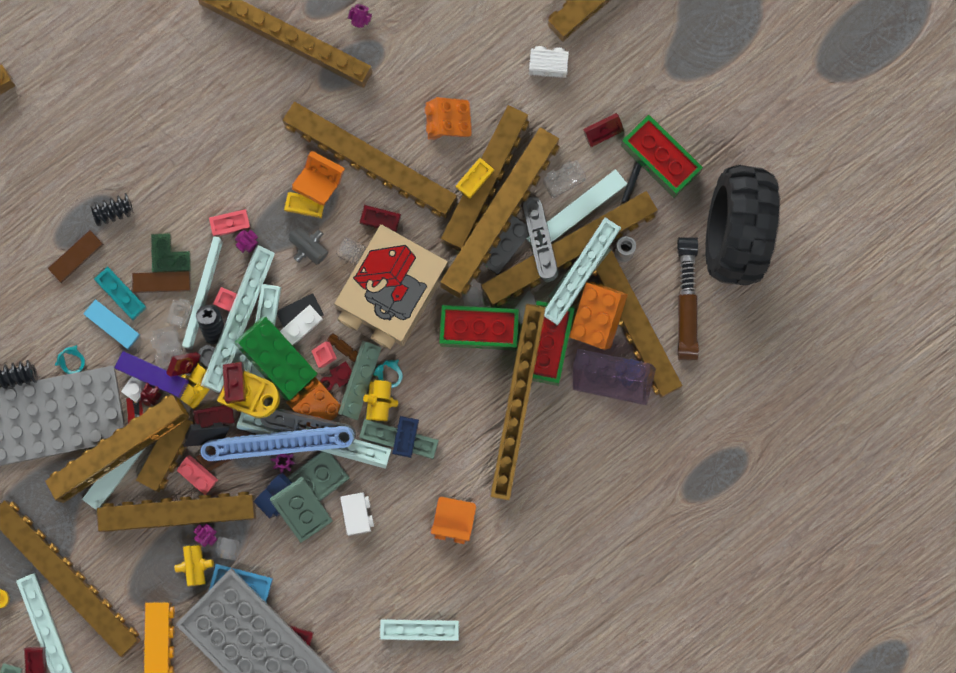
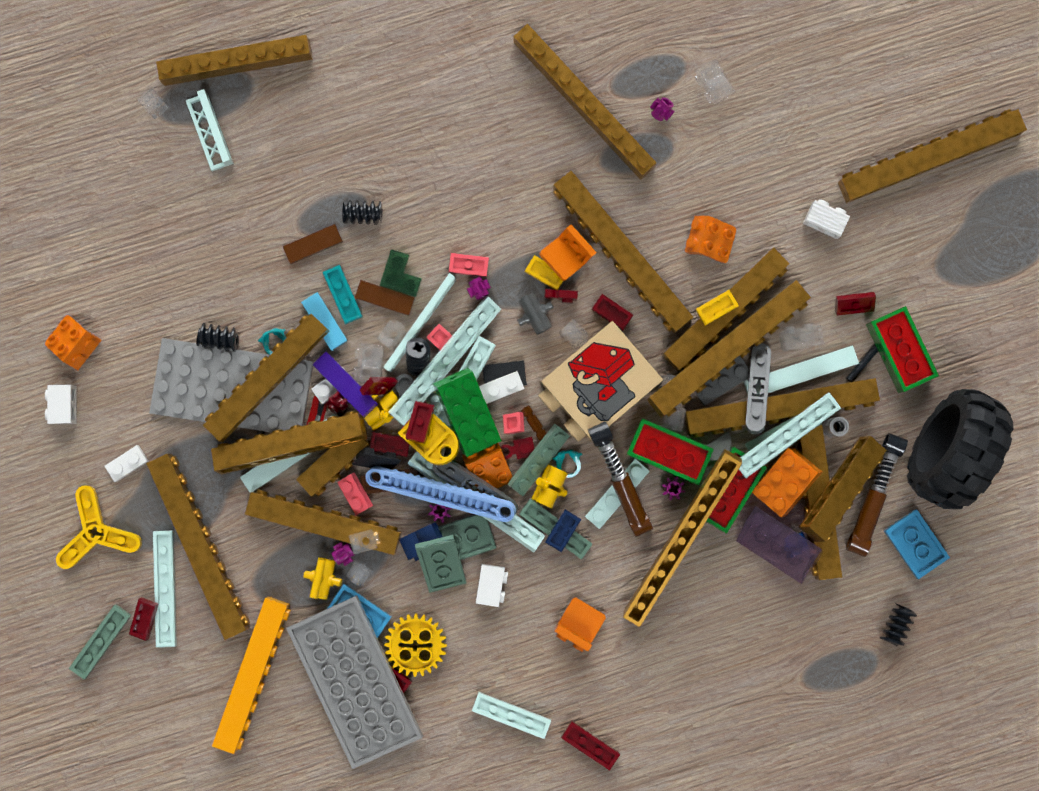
camera: 20 degrees right, 5 degrees up
(74, 394) = (266, 378): none -> pearl gold brick
(213, 513) = (357, 541): none -> clear brick
(299, 579) = (415, 627): none -> yellow gear
(332, 219) = (565, 295): none -> dark red plate
(443, 370) = (621, 480): none -> piece
(445, 386) = (609, 501): none -> light aqua plate
(495, 355) = (678, 490): none -> magenta gear
(504, 631) = (590, 745): none -> dark red plate
(652, 303) = (843, 489): none -> pearl gold brick
(742, 331) = (916, 544): none -> dark azure plate
(752, 412) = (899, 625): none -> black piece

